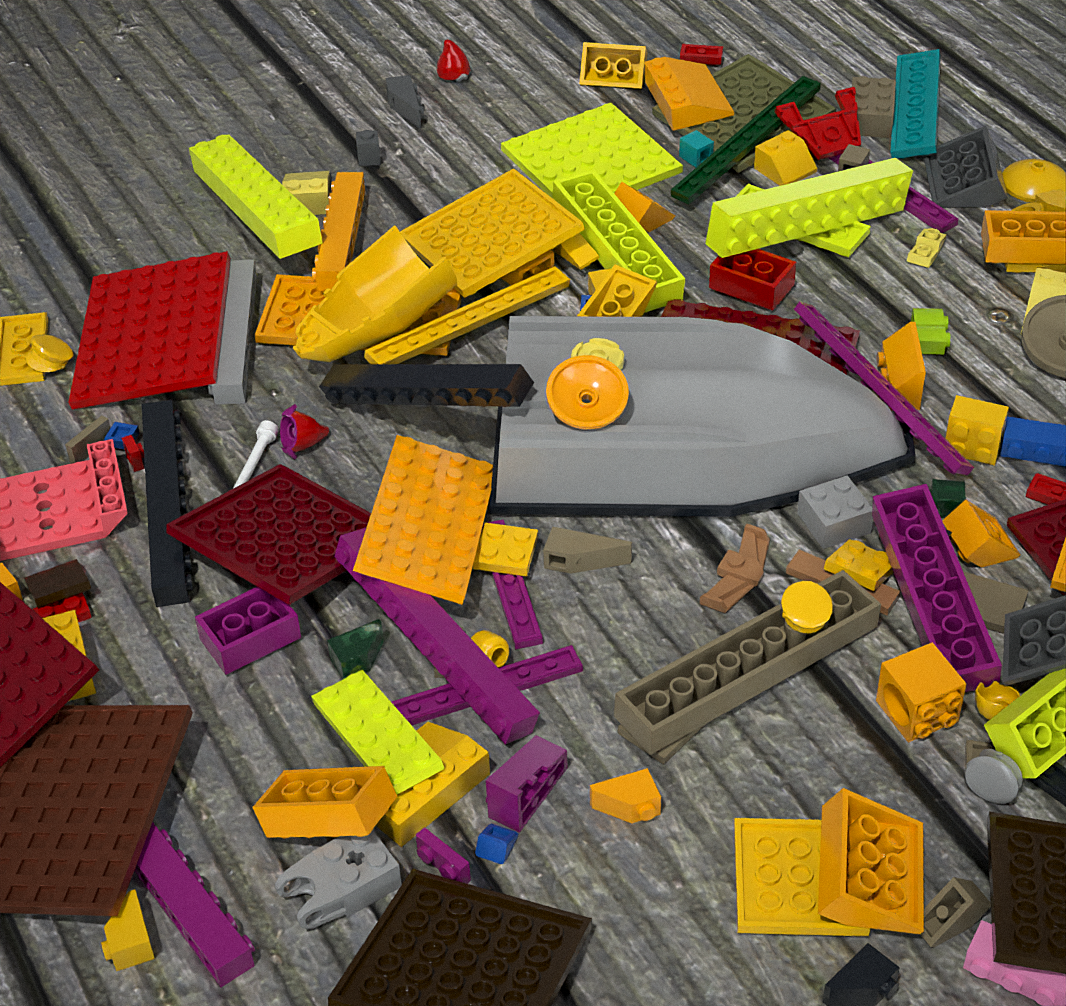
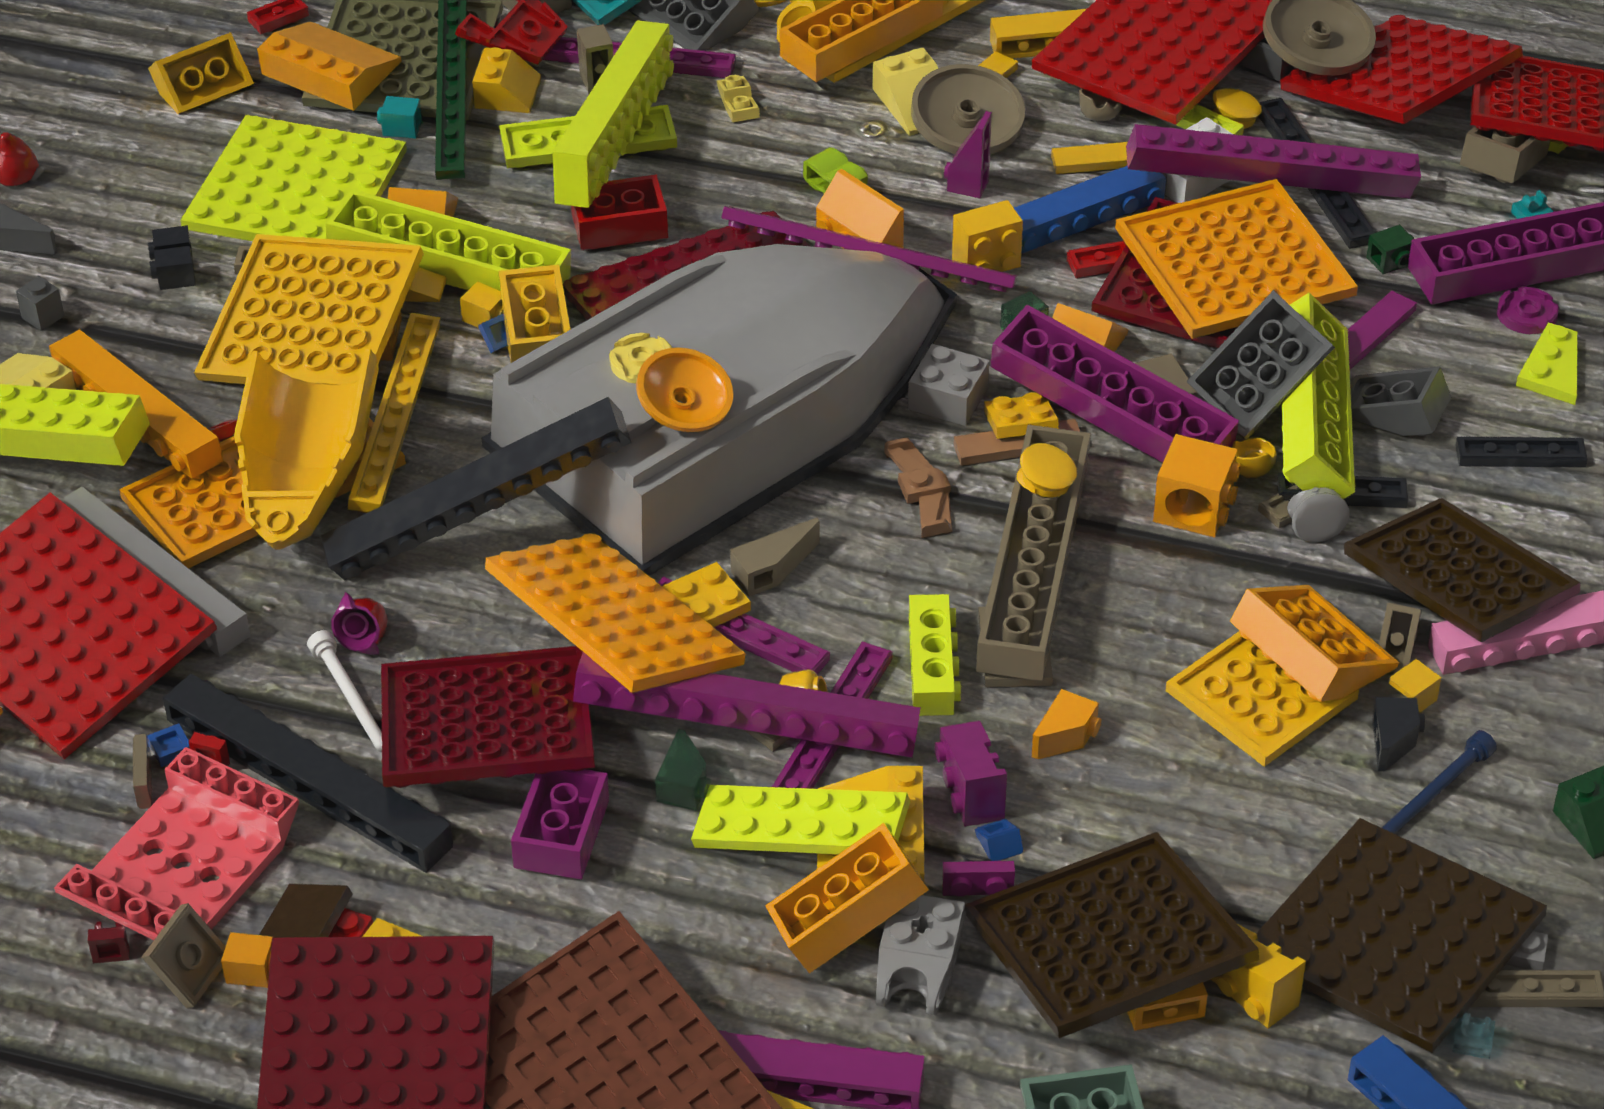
camera: 45 degrees left, 0 degrees up
(469, 161) = (172, 258): none -> black piece
(595, 687) = (931, 654): none -> neon yellow brick
(917, 959) = (1417, 682): none -> yellow panel
(1028, 371) = (970, 166): none -> magenta slope

